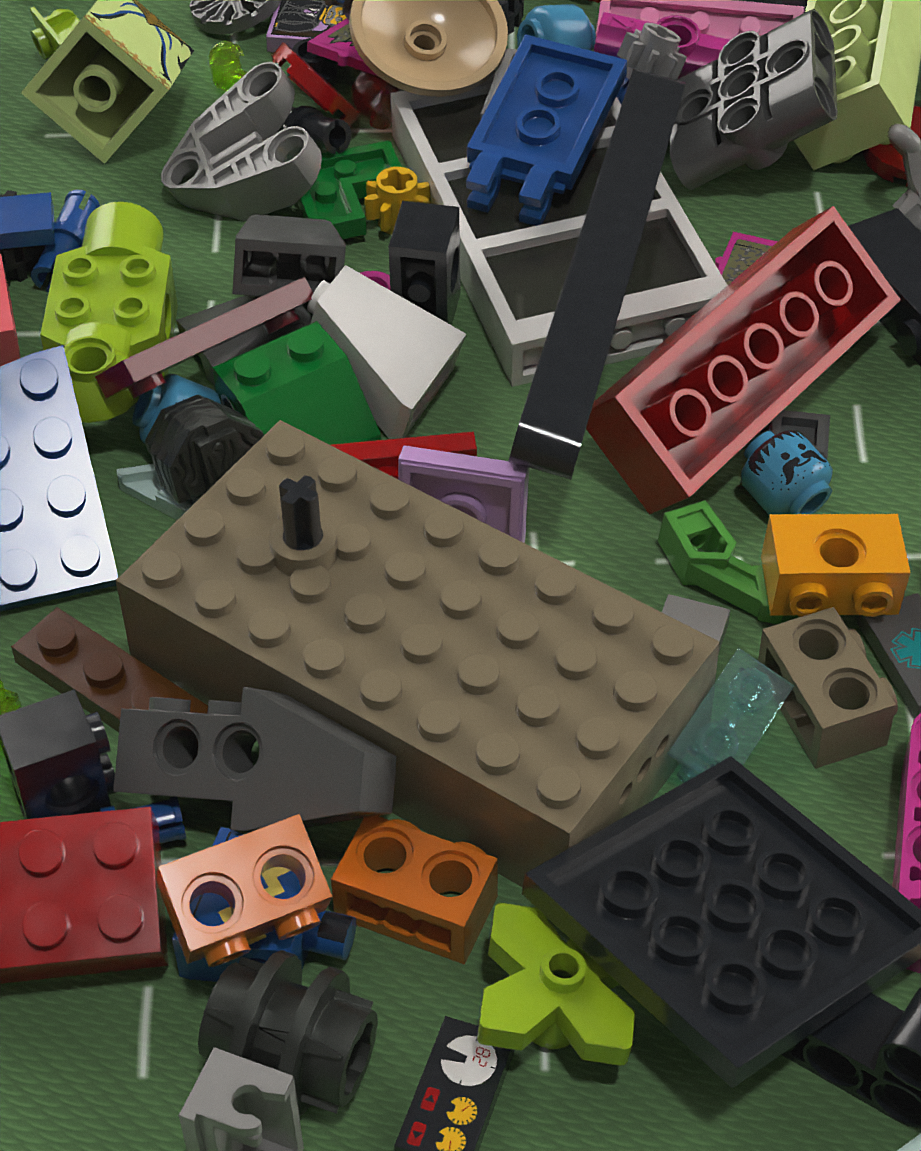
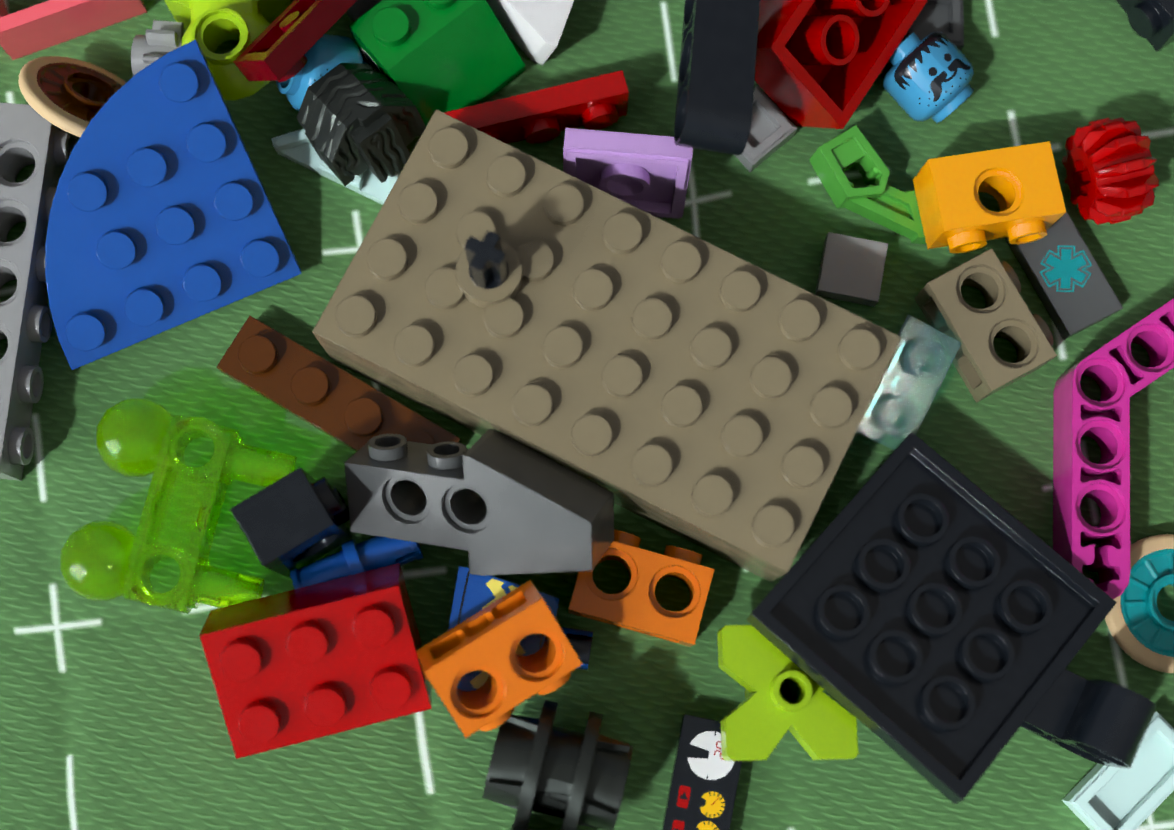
camera: 10 degrees left, 30 degrees up
(604, 509) = (767, 133): none -> light grey tile

